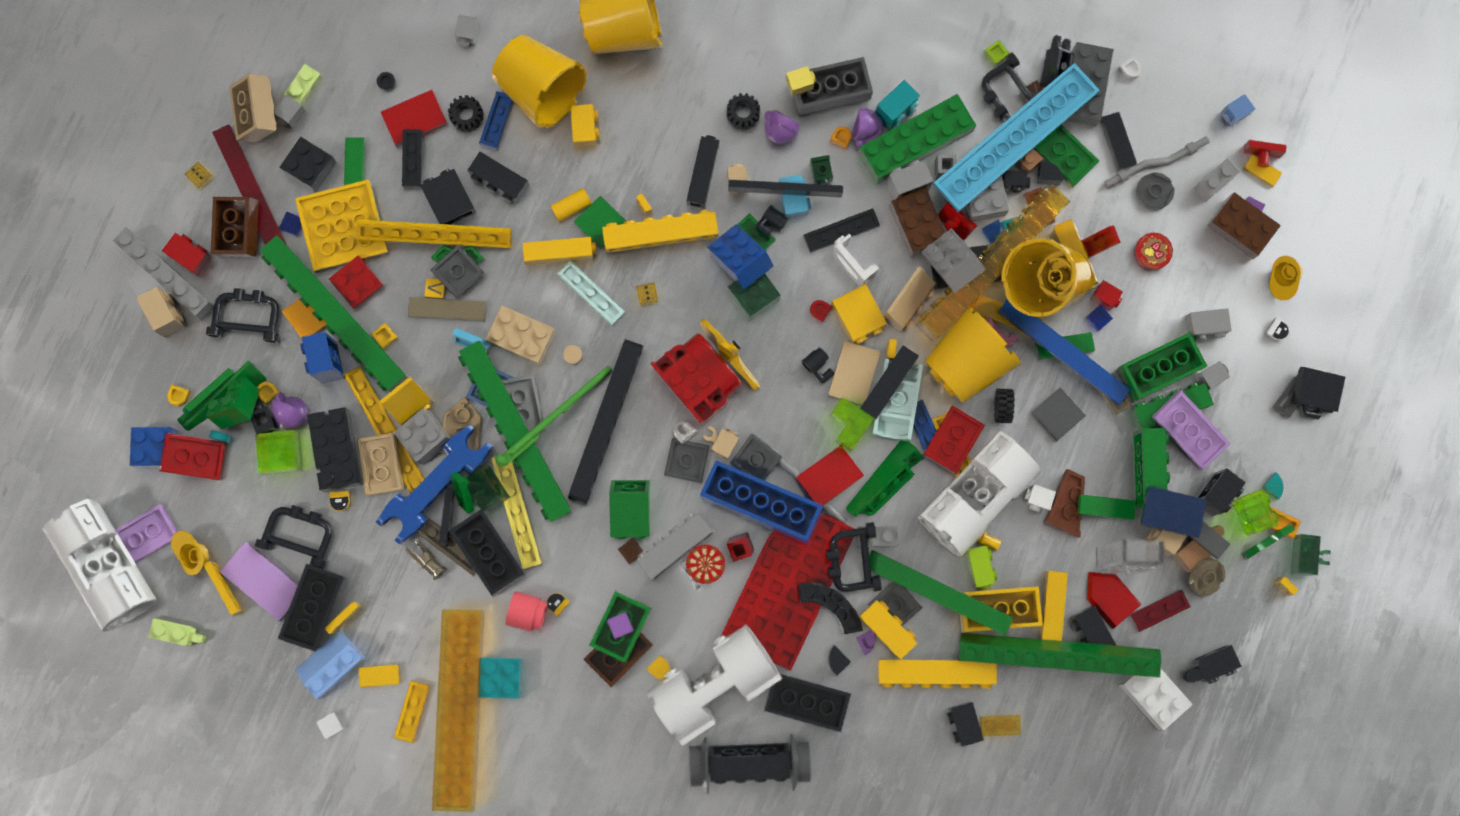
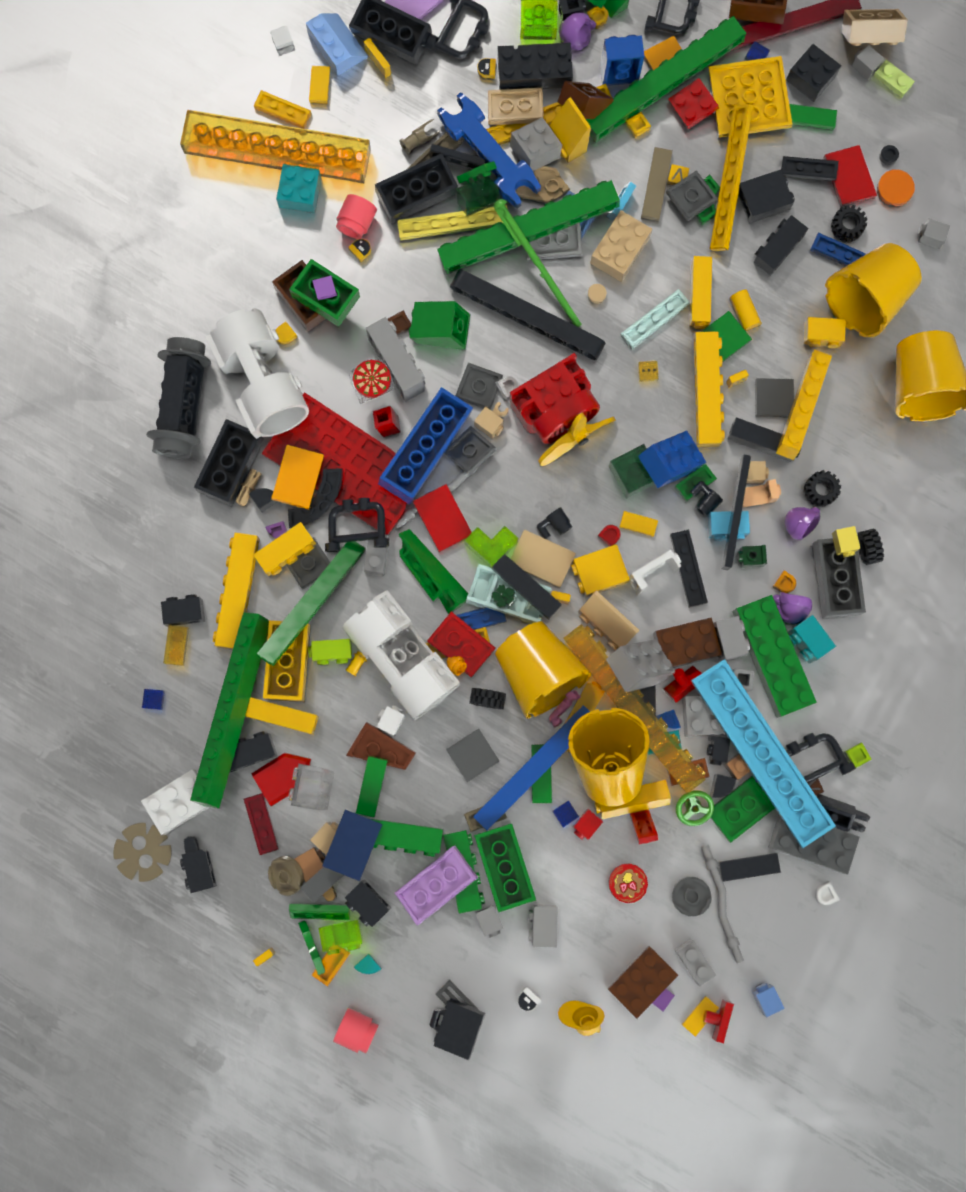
camera: 100 degrees right, 0 degrees up
(367, 391) = (586, 97): none -> reddish brown slope
(421, 72) = (895, 187): none -> orange tile
(656, 167) = (773, 397): none -> dark grey tile
(665, 136) = (803, 405): none -> yellow brick
(757, 166) = (762, 494): none -> light nougat bracket
(796, 58) = (870, 546): none -> black tyre
(804, 284) = (638, 523): none -> yellow piece
(812, 627) = (297, 477): none -> light orange tile
(827, 679) = (247, 487): none -> tan axle
(902, 403) = (503, 597): none -> dark green plant
(977, 440) = (456, 665): none -> light orange plate
(1057, 739) = (153, 699): none -> clear blue tile
(1074, 196) = (691, 800): none -> bright green piece
(1201, 715) = (126, 851): none -> dark tan piece
(1234, 538) = (323, 912): none -> green tile
(1306, 555) = (291, 983): clear green brick -> none
(1339, 486) = (355, 1031): none -> coral piece

